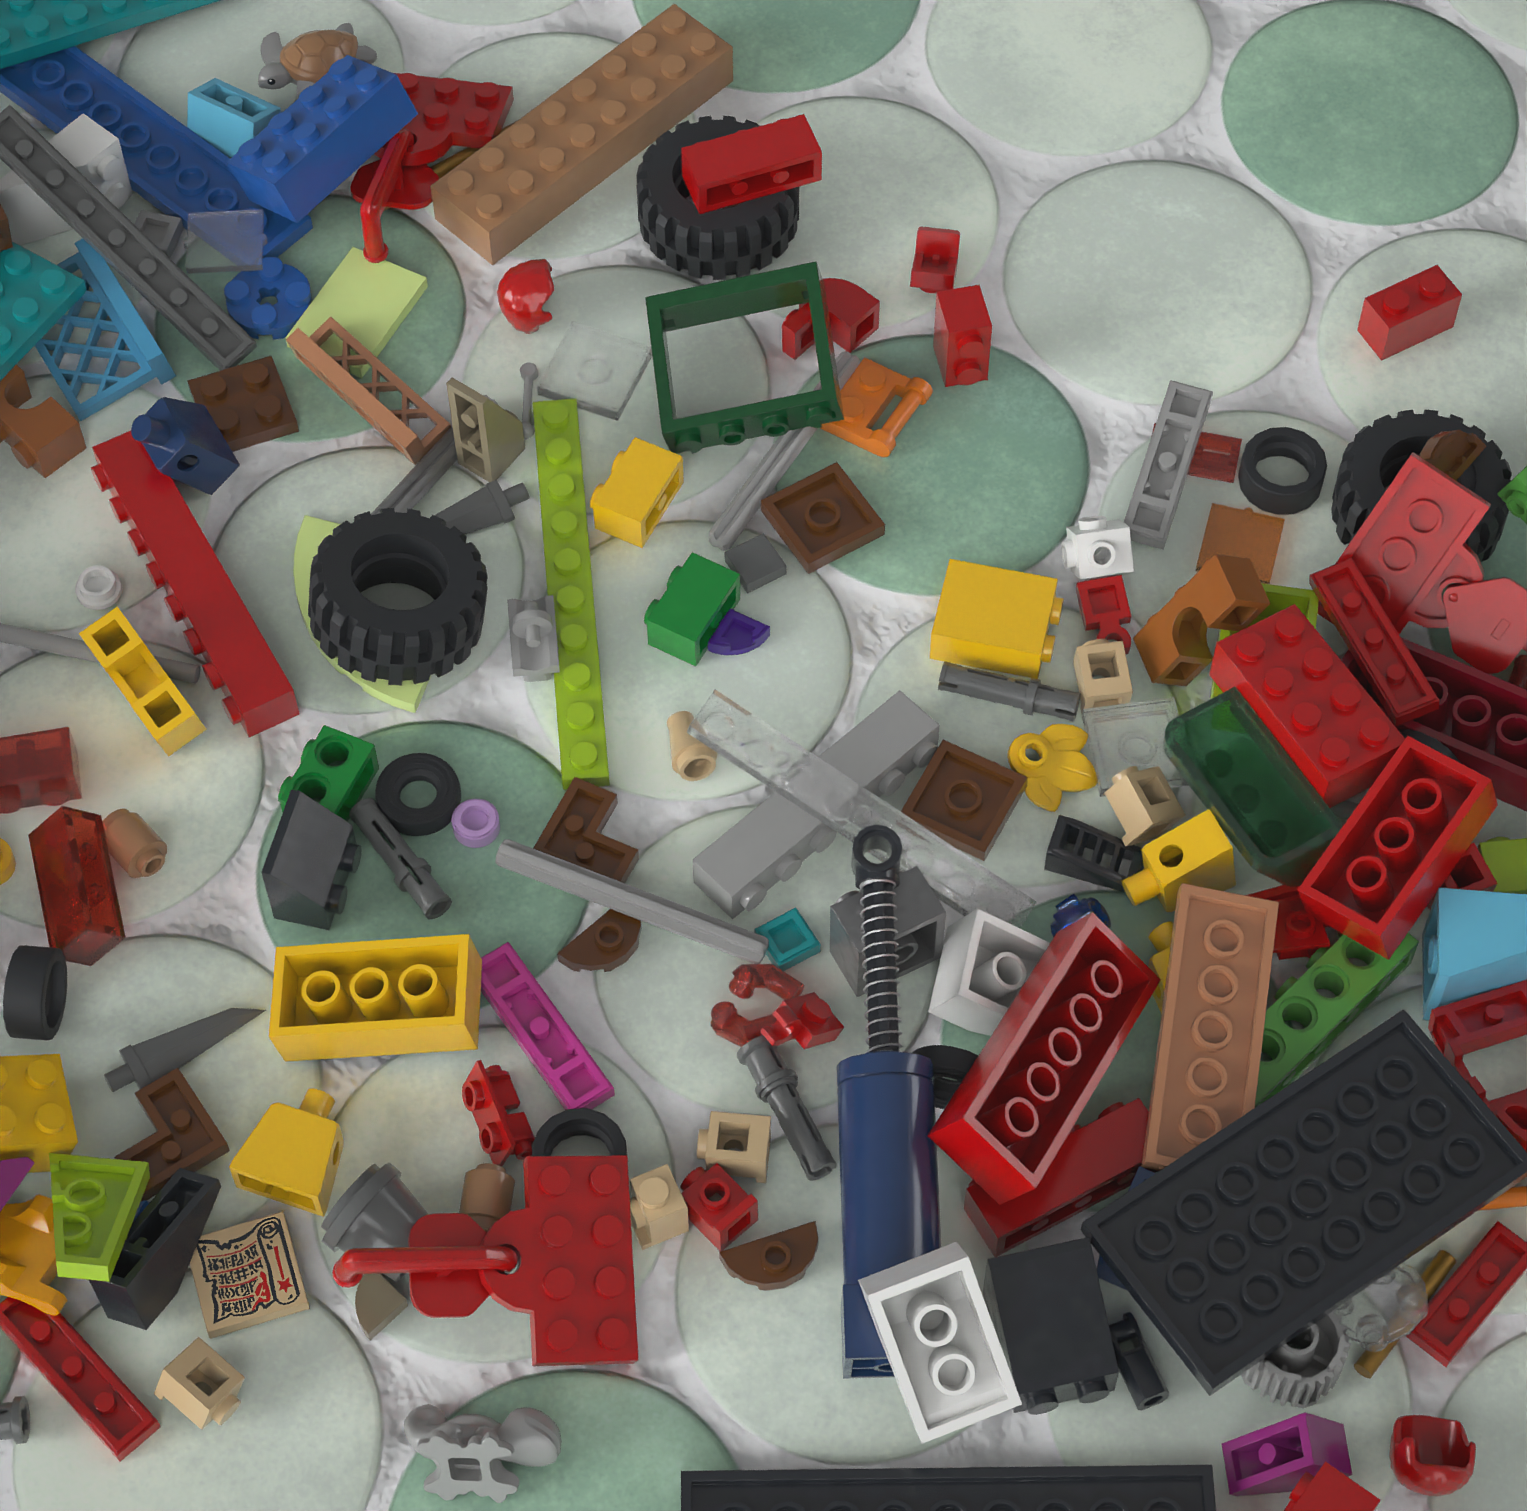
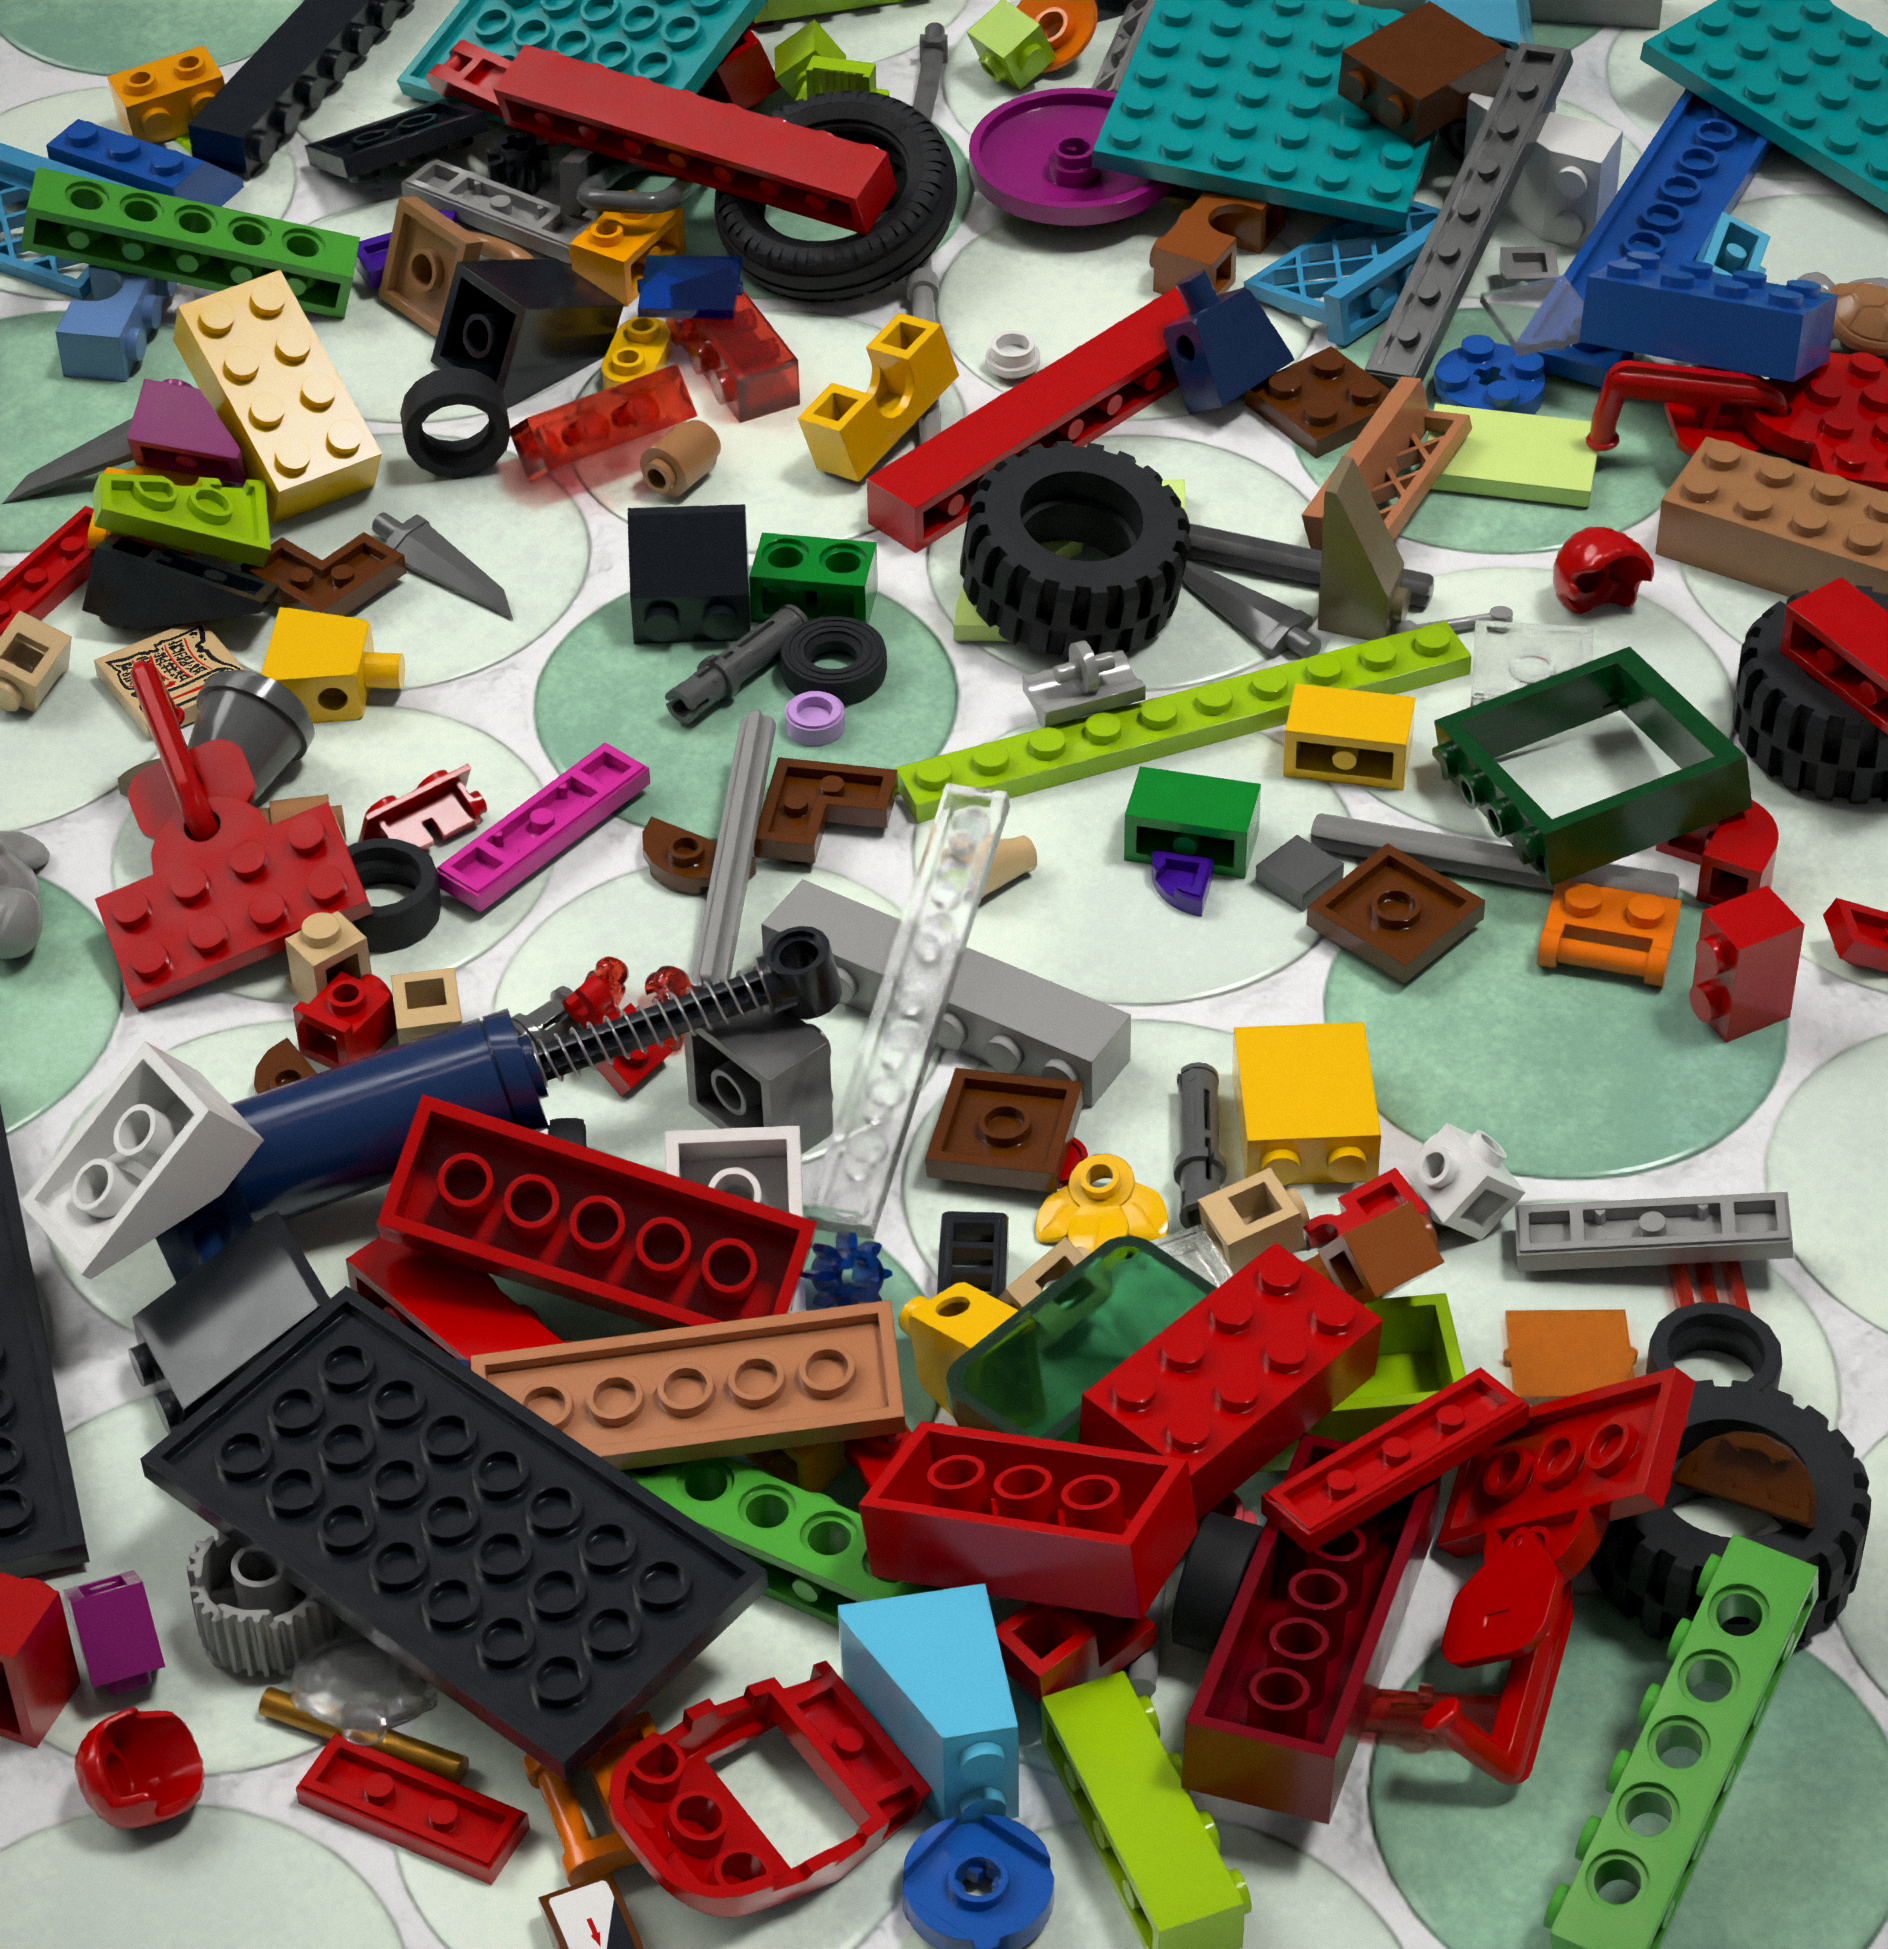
camera: 75 degrees right, 15 degrees down
(376, 998) = (524, 666): yellow brick -> none

